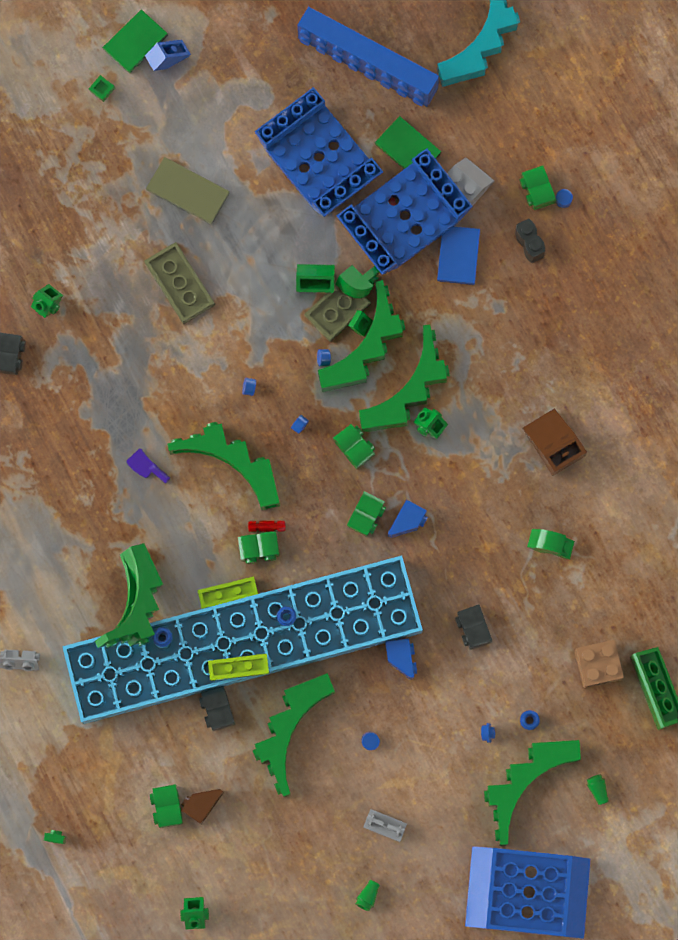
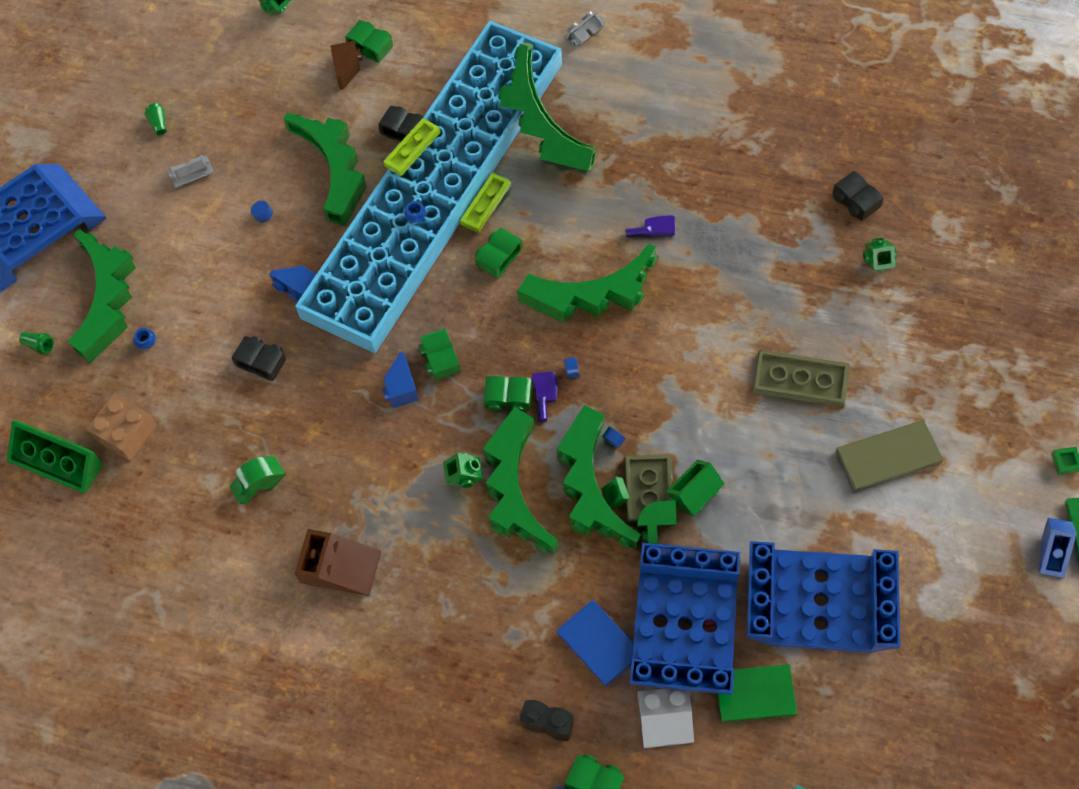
camera: 135 degrees right, 15 degrees down
(162, 630) = (491, 110): blue plate -> none
(249, 386) = (646, 355): blue piece -> none
(266, 526) = (510, 274): red axle -> none
(329, 428) = (546, 391): none -> dark purple piece
(367, 57) = (889, 730): blue brick -> none
(487, 732) = (170, 297): blue plate -> none

